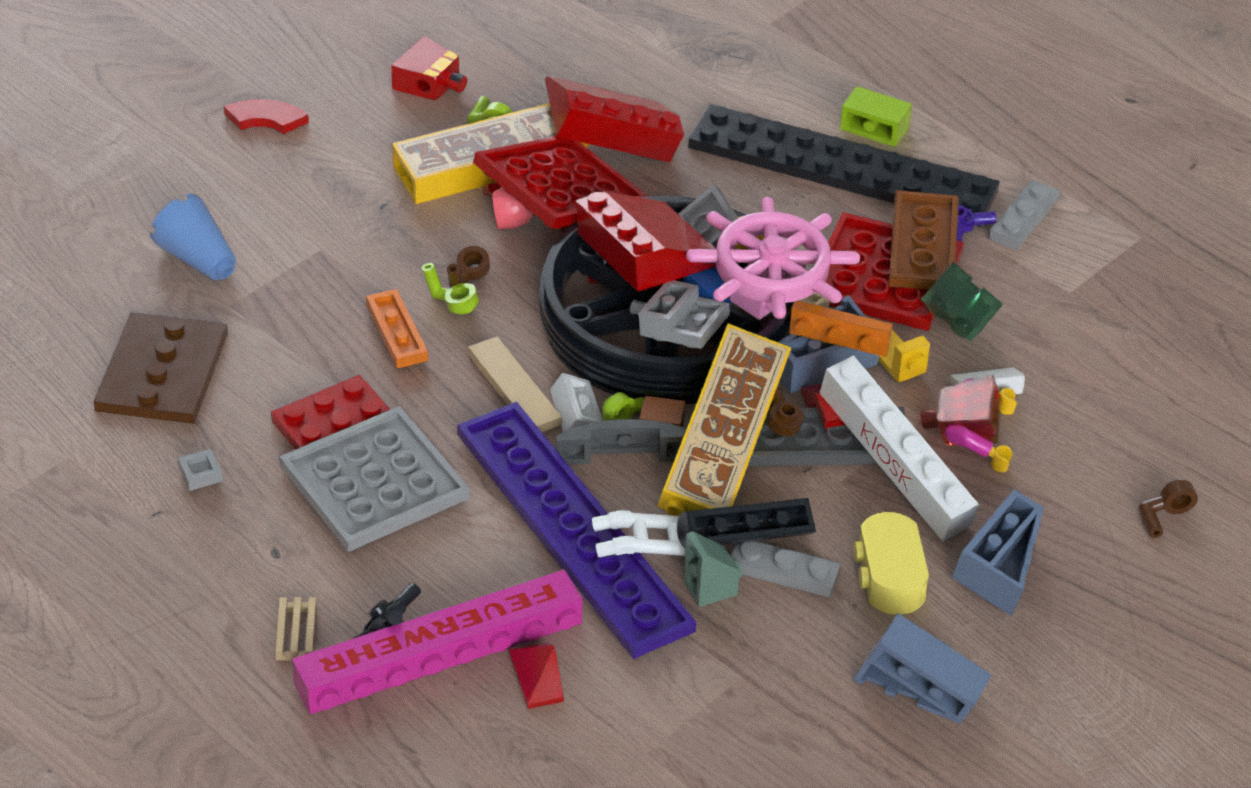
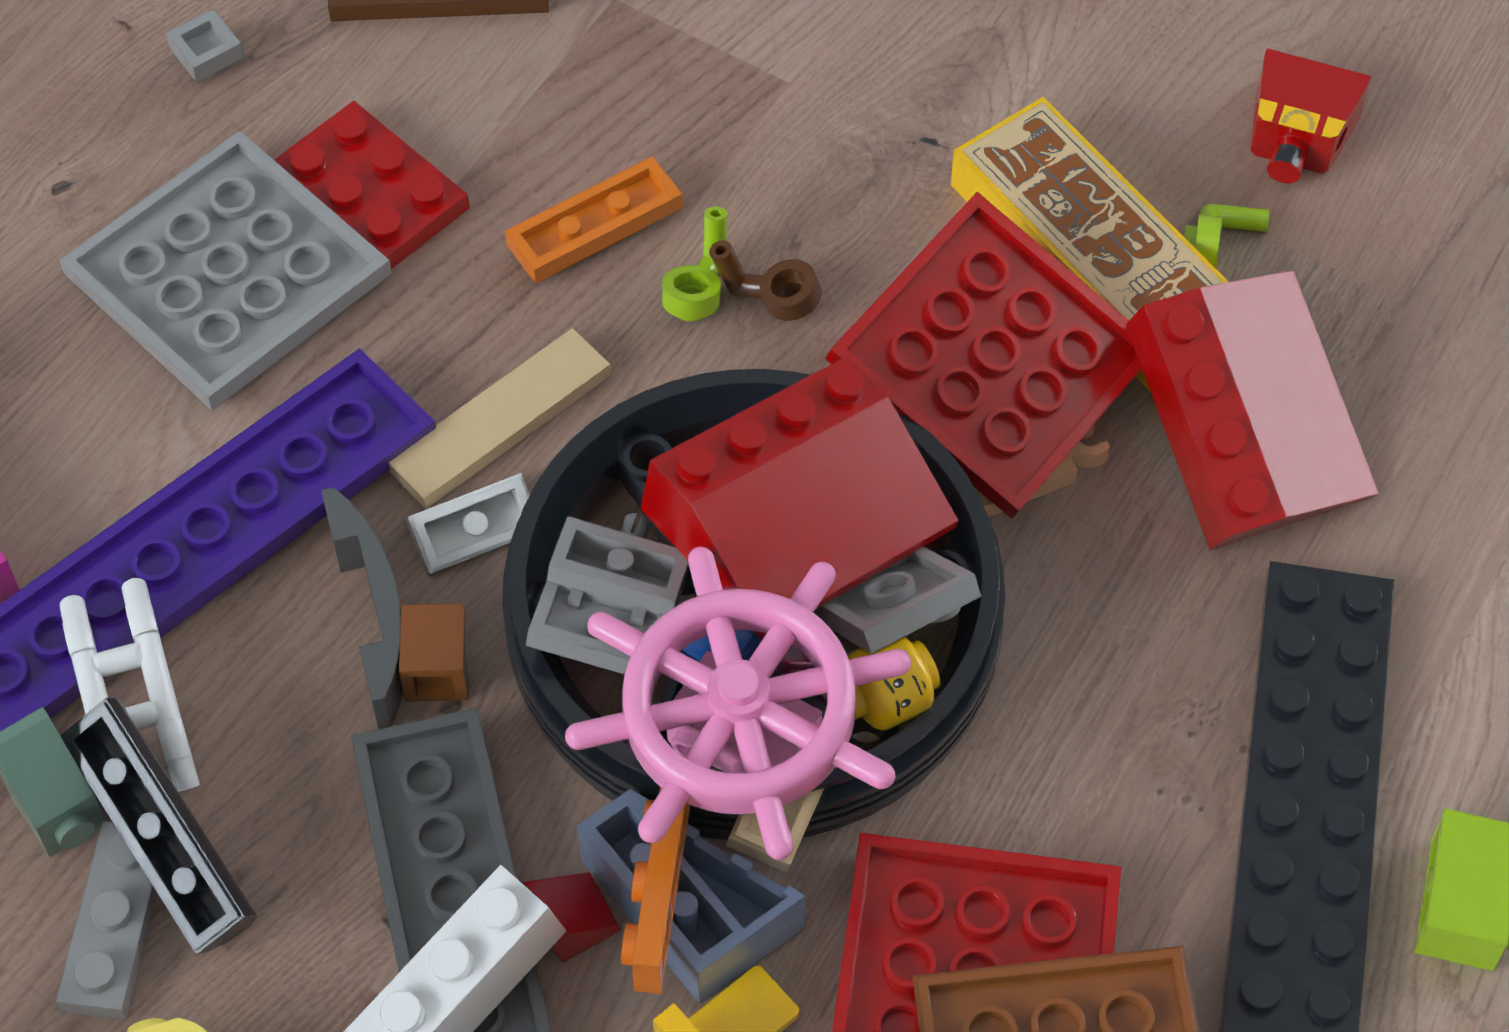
camera: 80 degrees right, 15 degrees up
(621, 407) = (457, 579): lime plate -> none
(725, 423) = (379, 736): brick -> none
(784, 416) = (480, 833): reddish brown plate -> none

